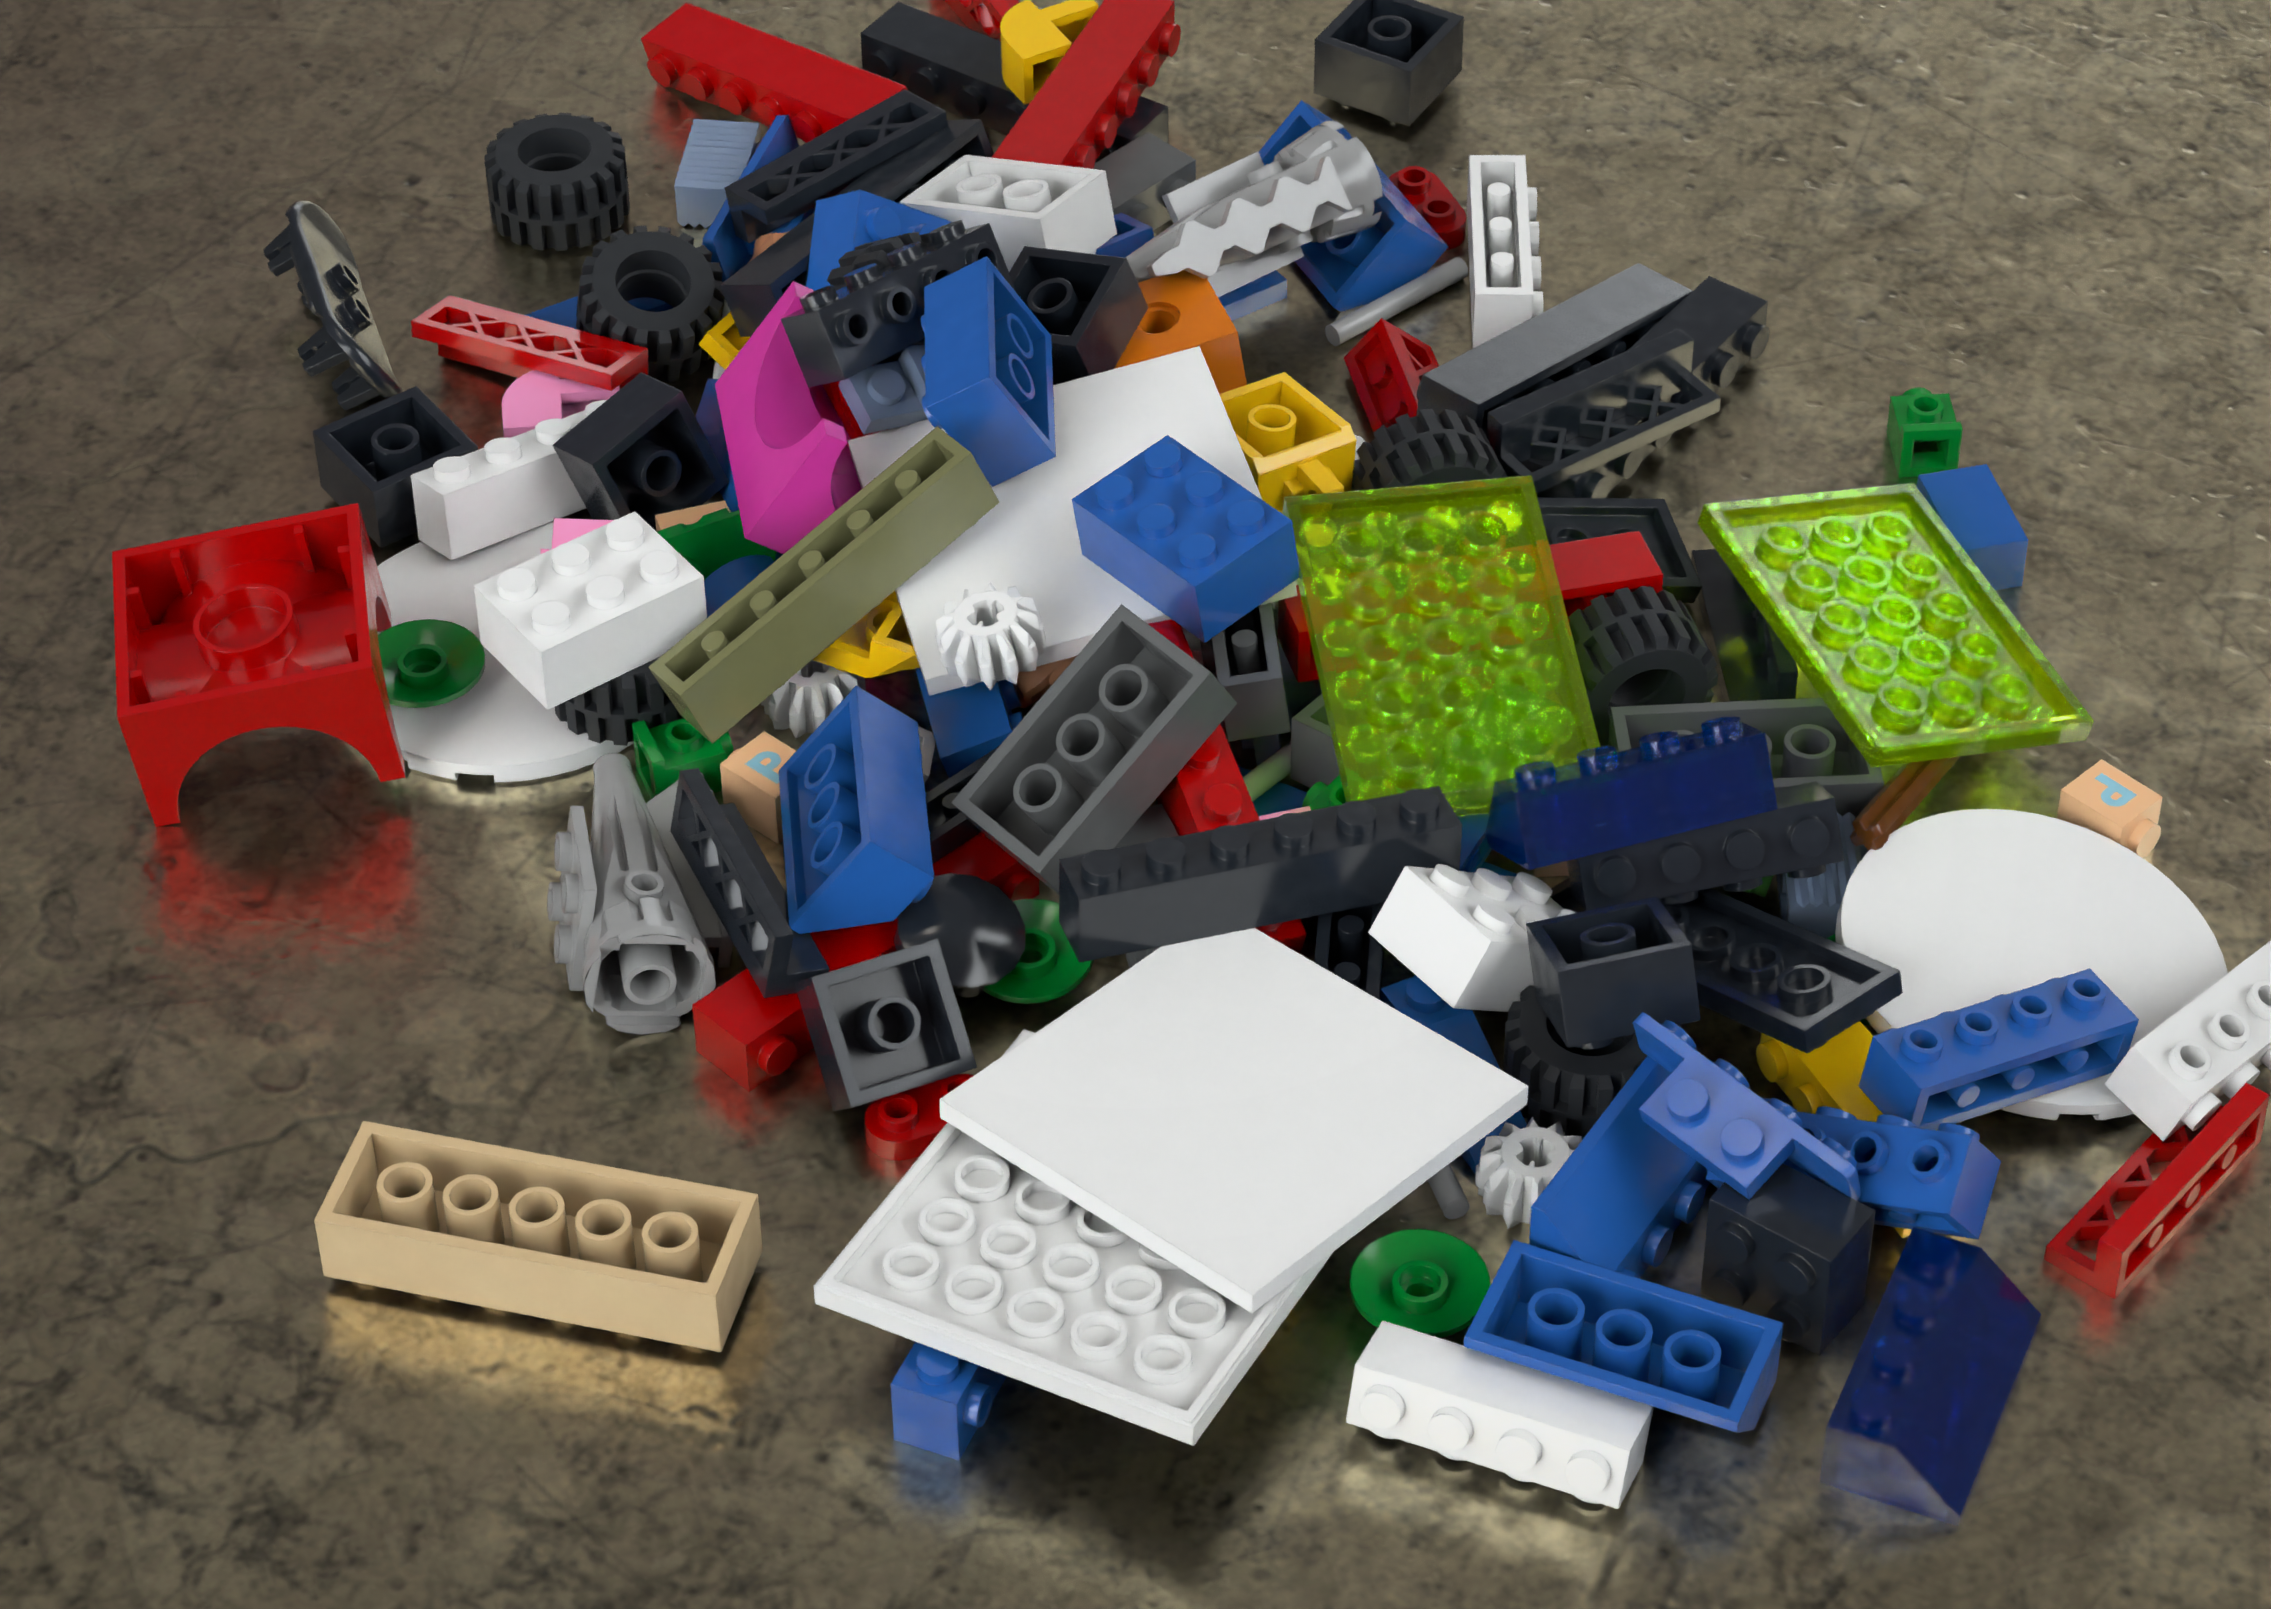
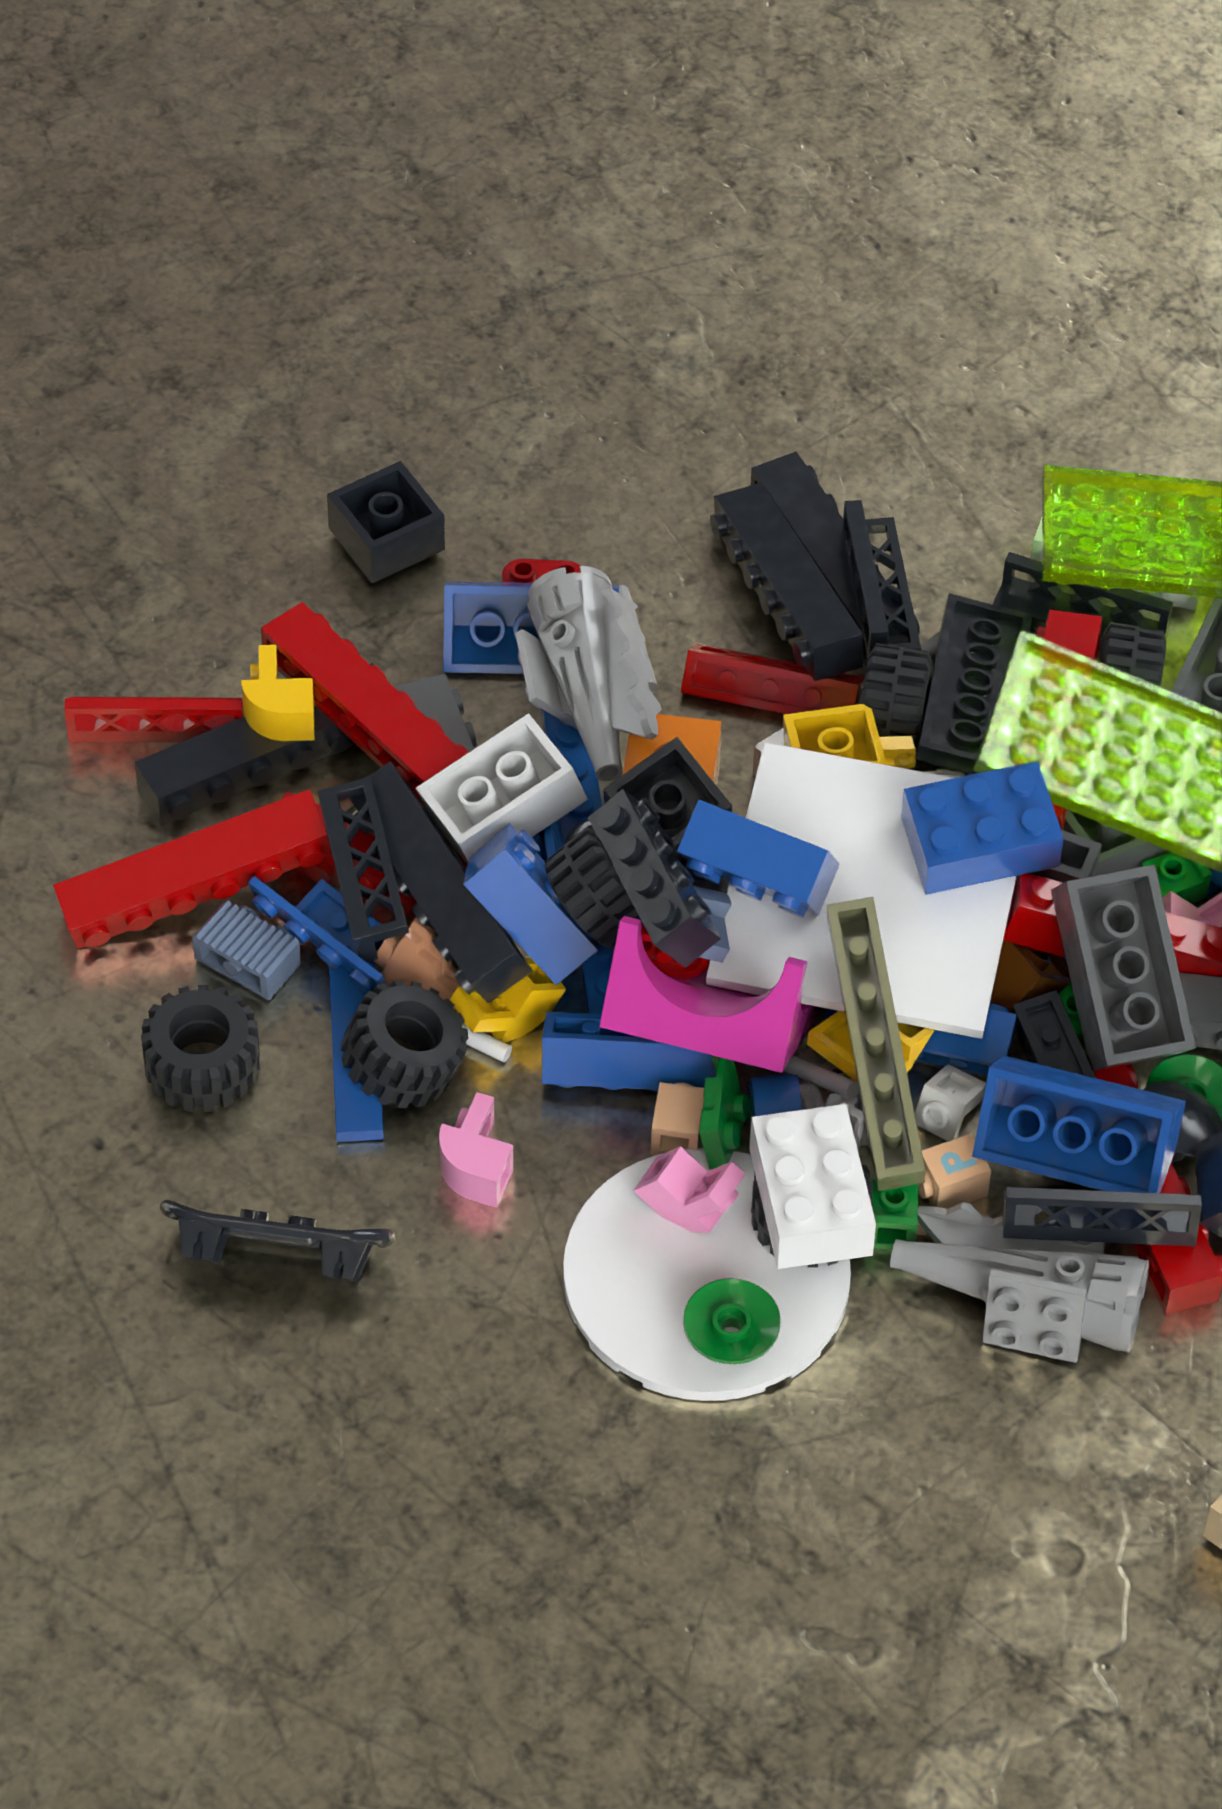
camera: 65 degrees left, 10 degrees up
(248, 637) = (700, 1404): red piece -> none
(377, 450) = (490, 1262): black brick -> none
(496, 490) = (561, 1187): white brick -> none
(521, 343) = (405, 1132): red fence -> none
(641, 454) = (603, 1112): black brick -> none
(990, 636) = (1011, 971): white gear -> none
(1502, 245) = (647, 560): white brick -> none
(1923, 418) = (948, 442): green brick -> none
(1980, 521) = (1055, 448): blue brick -> none

